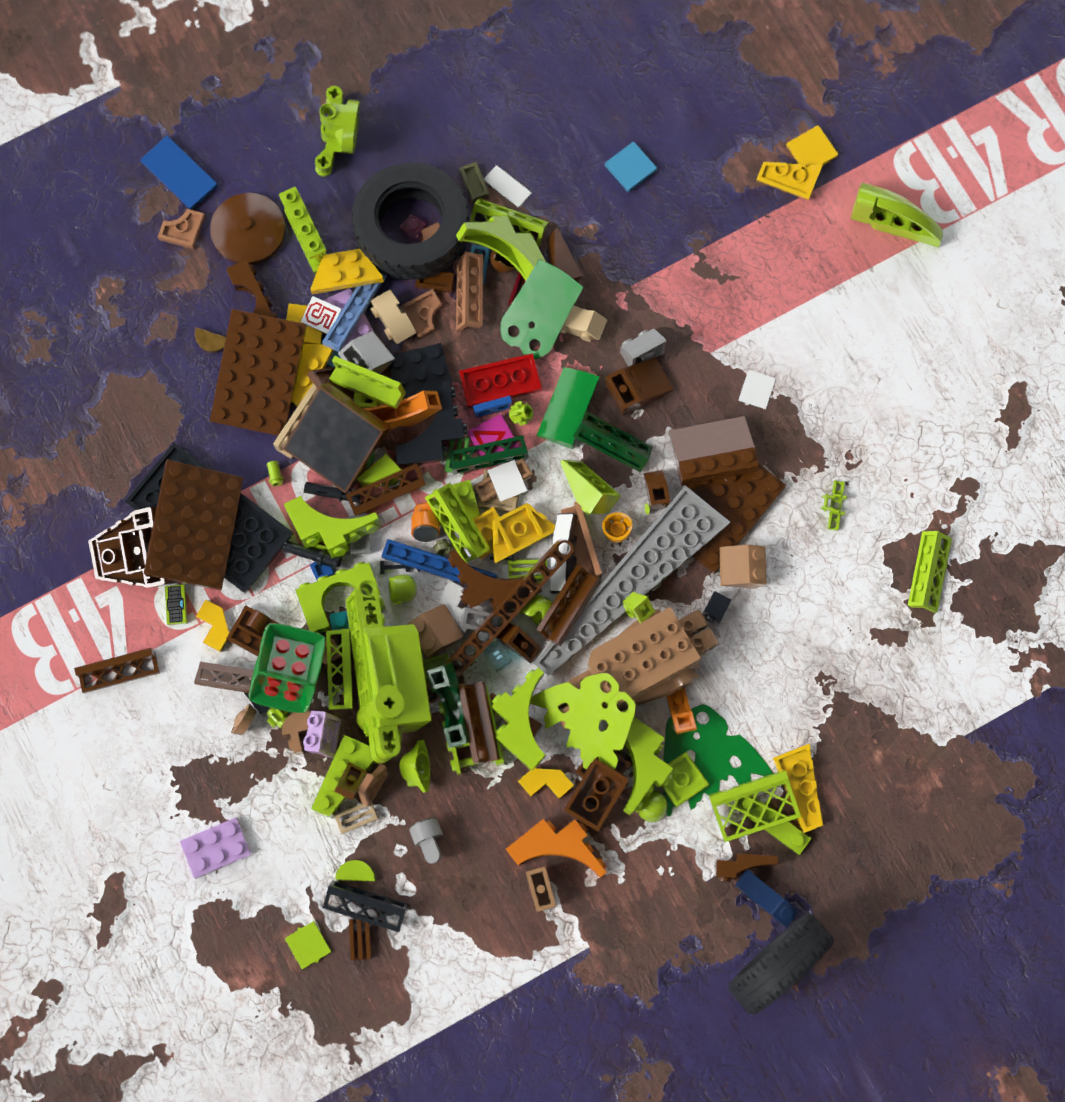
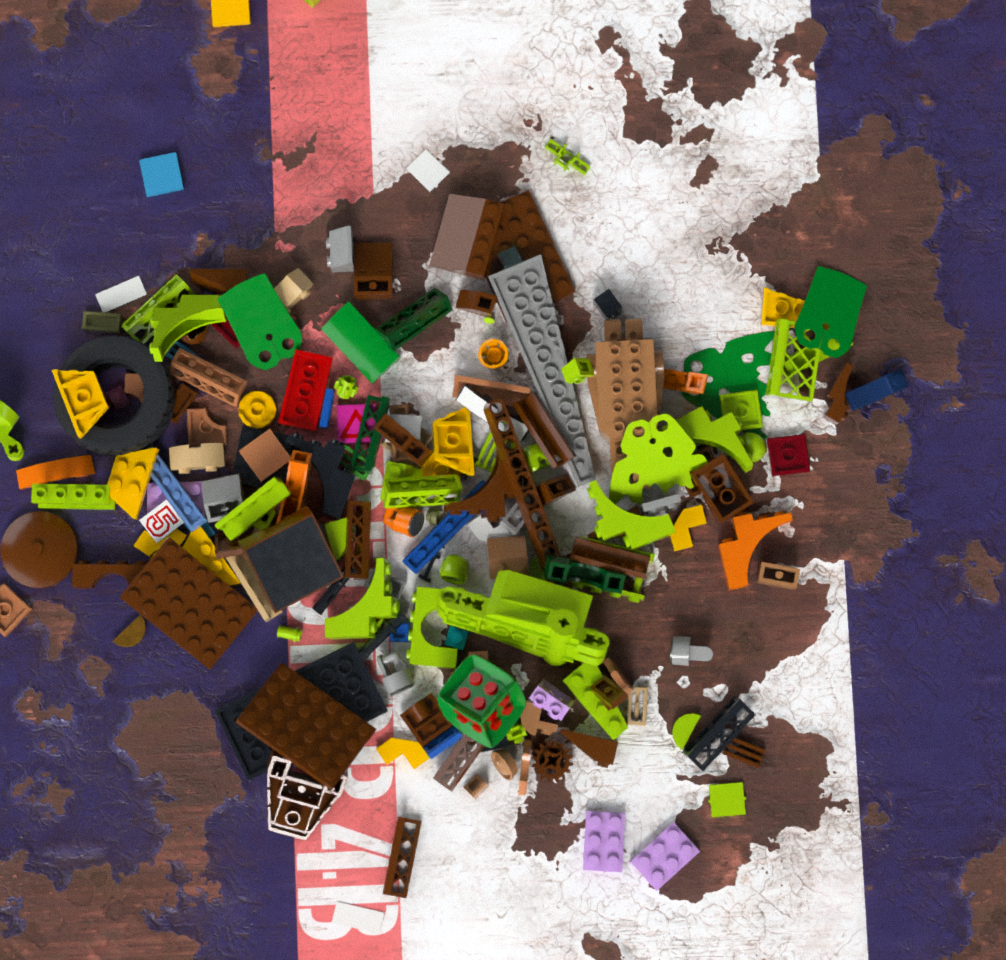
camera: 65 degrees left, 5 degrees up
(46, 659) = (357, 917): none -> white sticker
(176, 604) = (367, 778): tile -> none
(212, 706) = (476, 786): none -> medium nougat slope
(227, 912) = (665, 856): none -> lavender plate
(238, 655) = (442, 742): none -> blue tile
(244, 742) = (525, 767): none -> nougat tile
(262, 770) = (544, 750): none -> reddish brown gear
(274, 588) = (398, 681): none -> light grey piece
(297, 796) = (596, 748): none -> reddish brown slope
(324, 208) = (55, 471): none -> orange slope
(347, 671) = (505, 652): lime fence -> none
(392, 190) = (82, 398): none -> yellow wing
(416, 767) = (620, 632): lime hat -> none
(423, 372) = (265, 455): none -> nougat tile
(462, 349) = (257, 409): none -> yellow tile
(494, 483) = (403, 440): none -> reddish brown slope
(497, 655) = (557, 514): clear light blue brick -> none
(557, 753) = (668, 504): none -> light grey plate
(589, 488) = (448, 360): lime slope -> none
(662, 844) = (788, 455): none -> dark red tile
(713, 497) = (509, 257): none -> clear light blue slope
(743, 566) = (584, 263): medium nougat slope -> none
(781, 964) = (941, 403): black tyre -> none
(790, 178) = (248, 39): yellow wing -> none
(830, 815) = (830, 300): none -> green piece
(927, 569) = (664, 110): lime fence -> none

